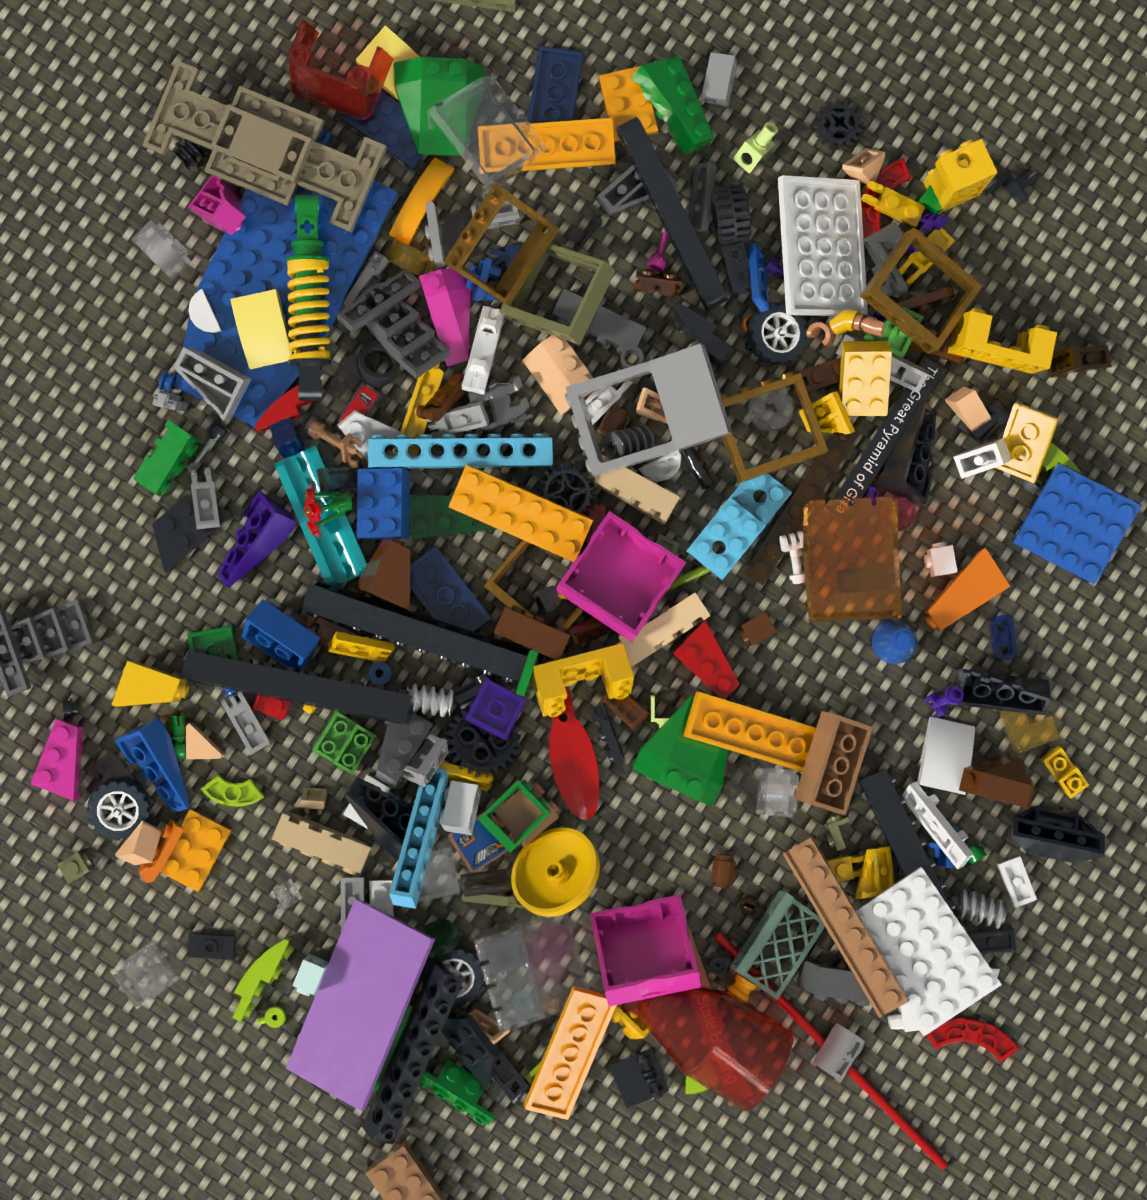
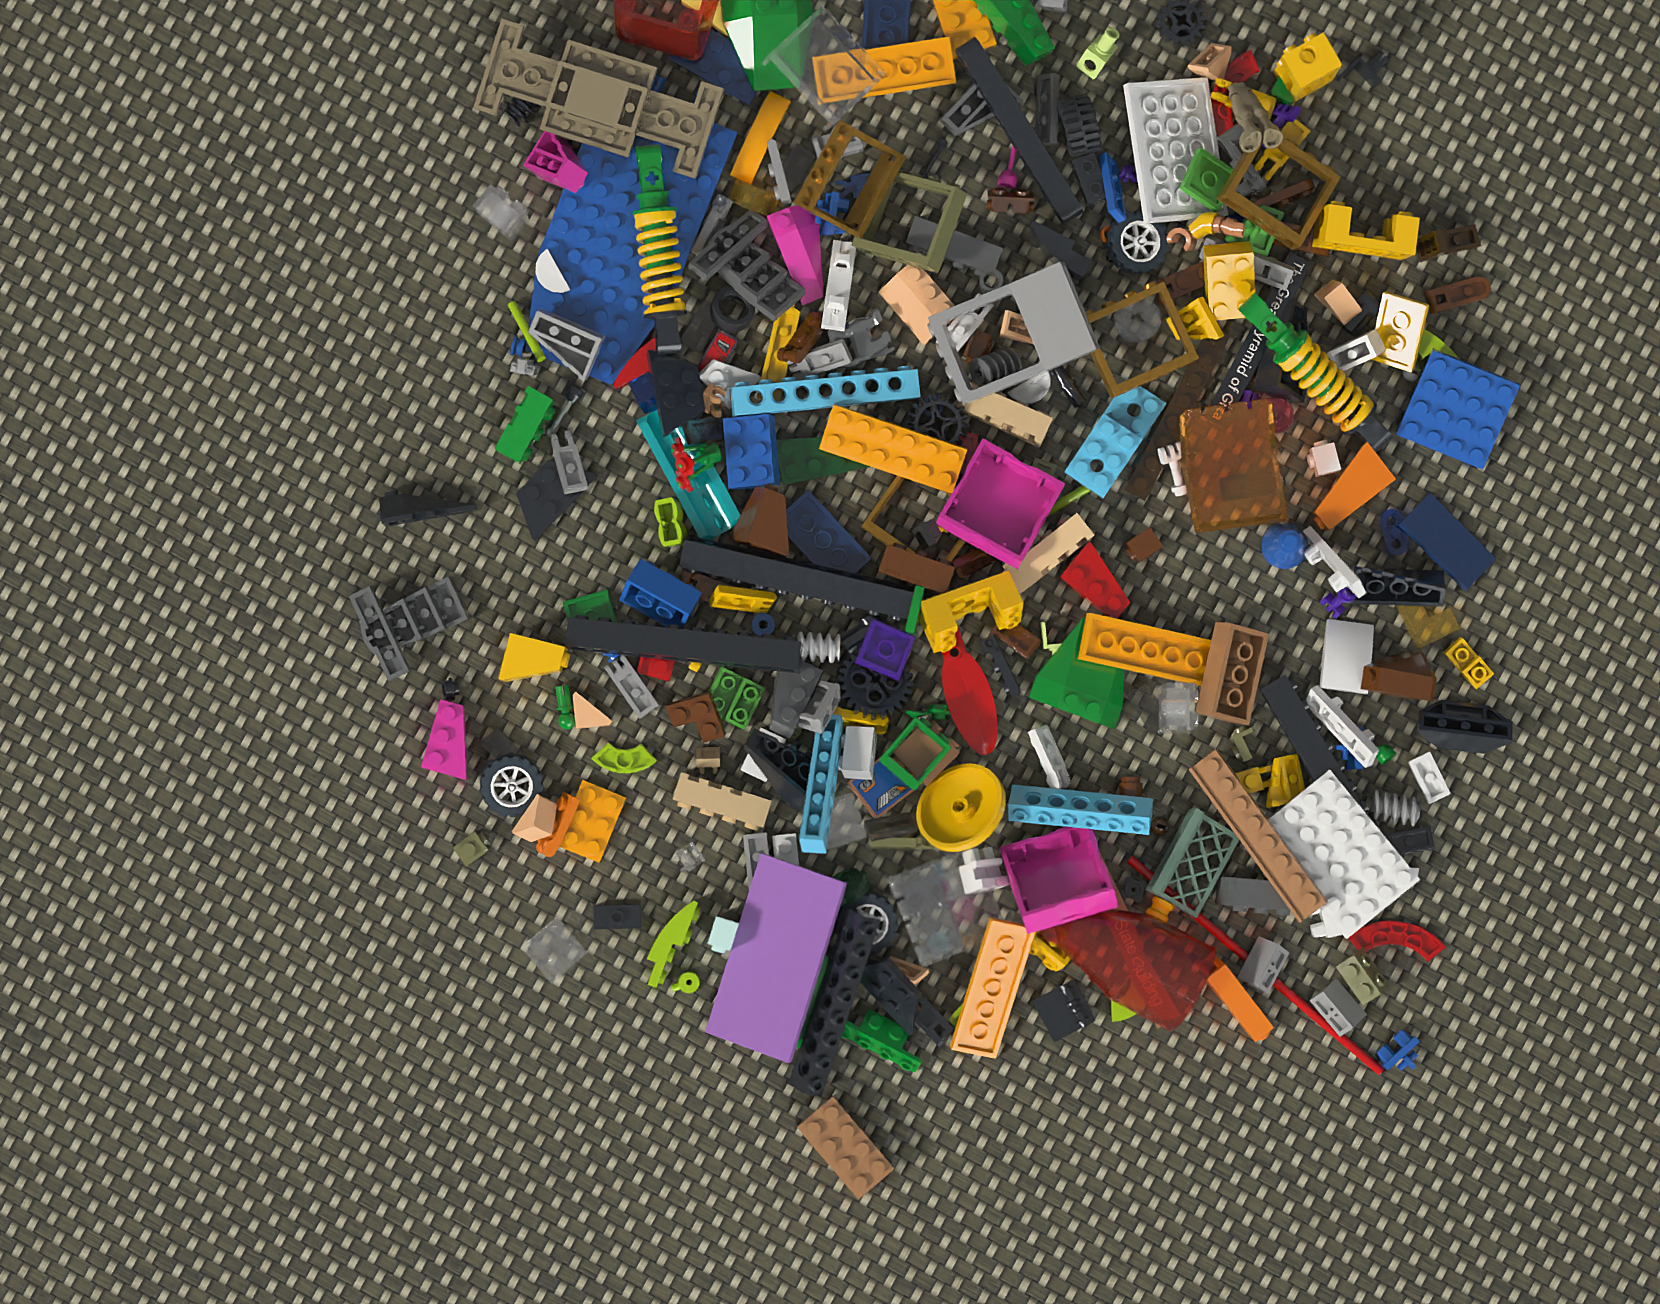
camera: 10 degrees left, 0 degrees up
(40, 529) = (405, 508): none -> black wedge
(154, 754) = (542, 729): blue wedge -> none
(172, 356) = (523, 325): none -> lime bar
(262, 328) = (613, 285): light yellow slope -> none
(263, 531) = (629, 492): dark purple wedge -> none
(298, 568) = (670, 516): none -> lime brick
(309, 751) = (700, 710): none -> reddish brown plate
(313, 438) = (675, 391): none -> black wing
(540, 774) = (936, 711): none -> green plate
(570, 936) = (982, 871): none -> white hips
(647, 829) = (1050, 757): none -> white hinge
(672, 884) = (1080, 809): none -> medium azure brick
(812, 1088) = (1238, 1001): none -> orange slope
(850, 277) = (1206, 179): none -> bright green plate
(898, 215) = (1249, 110): none -> dark tan piece
(908, 1100) = (1338, 1007): none -> light grey hinge
(935, 1072) = (1362, 976): none -> olive brick
(947, 479) = (1297, 352): none -> piece
(952, 676) = (1343, 575): none -> white hinge
(968, 1152) = (1406, 1043): none -> blue hips
(1054, 652) = (1447, 541): none -> dark blue tile
(1086, 411) = (1458, 294): none -> reddish brown plate

